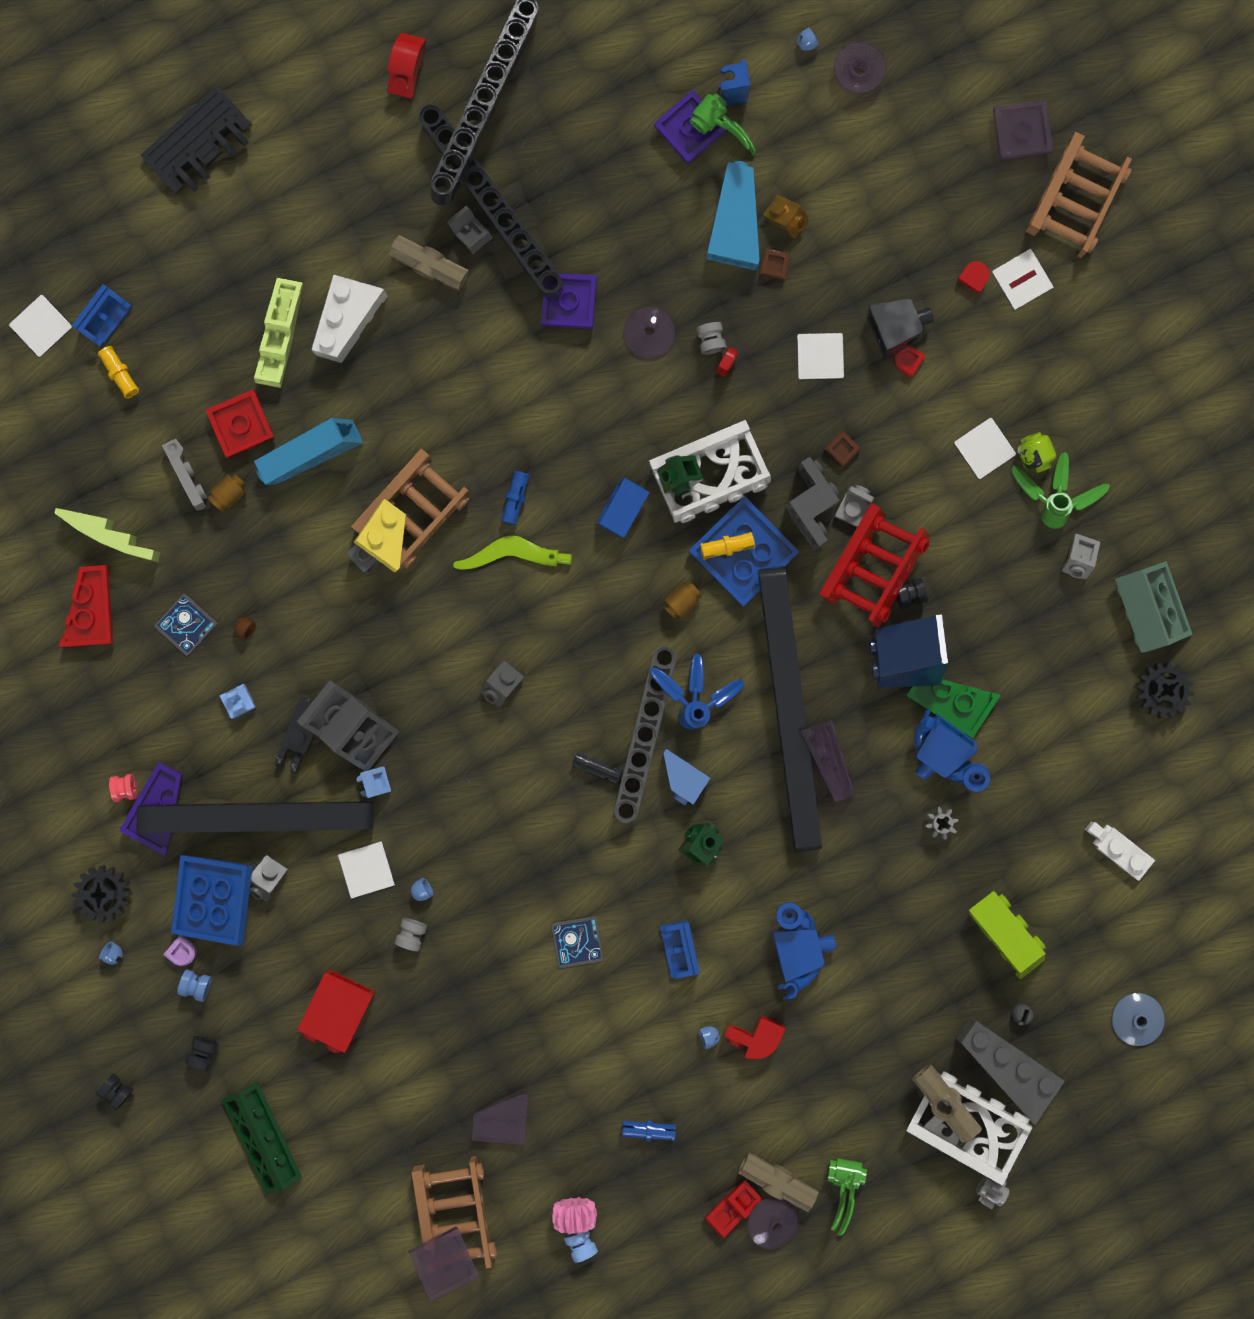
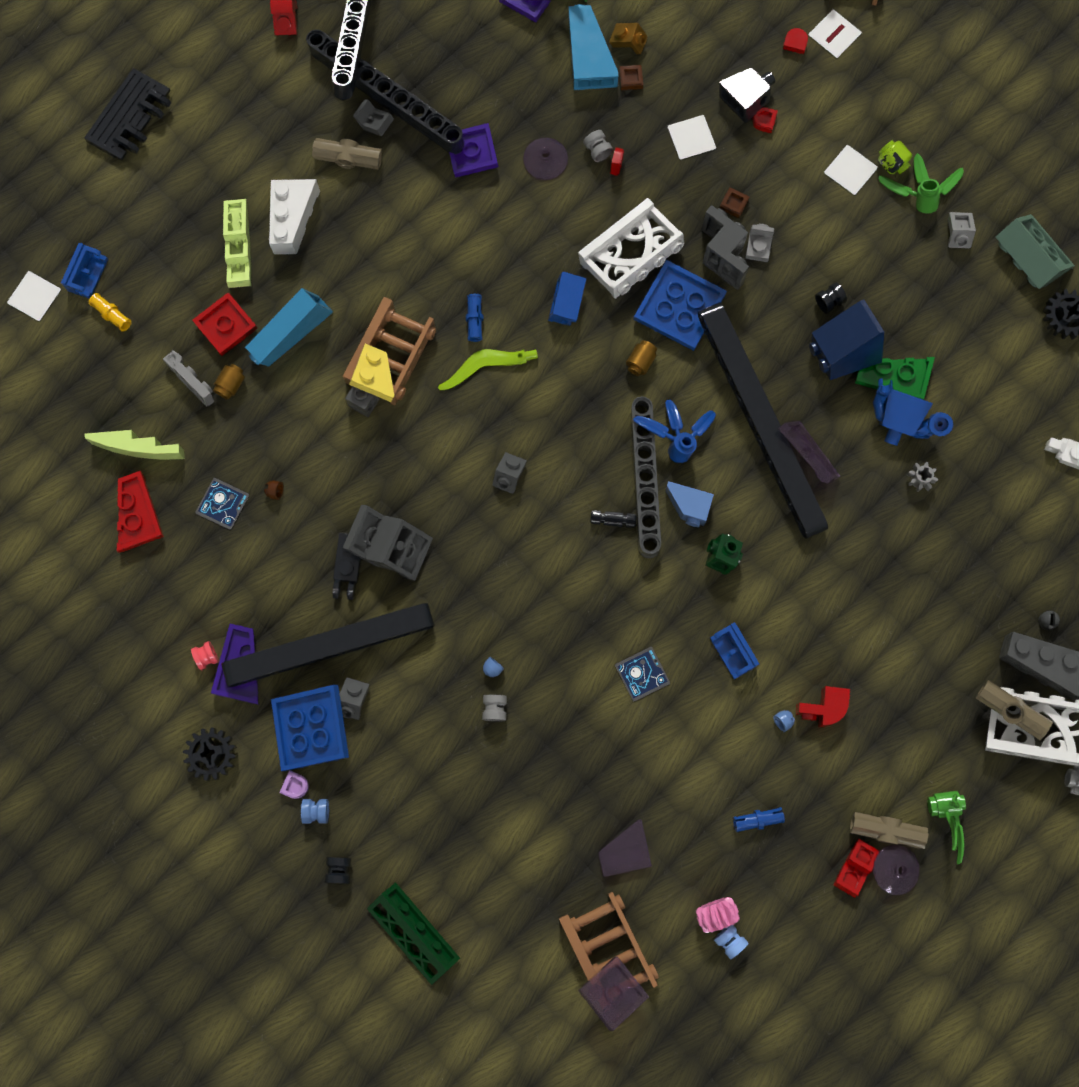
camera: 15 degrees left, 10 degrees down
(110, 953) = (231, 805): medium blue hinge -> none
(113, 1085) = (268, 929): black wheel -> none
(237, 701) = (285, 553): light blue tile -> none
(336, 1011) = (448, 796): red brick -> none
(366, 869) = (438, 666): white sticker -> none
(374, 782) = (424, 585): light blue tile -> none
(679, 474) = (607, 252): dark green brick -> none
(727, 545) = (665, 301): yellow pin -> none
(799, 948) = (839, 618): blue torso -> none
(861, 544) = (776, 270): red fence -> none
(1008, 933) = (1013, 551): lime wedge -> none

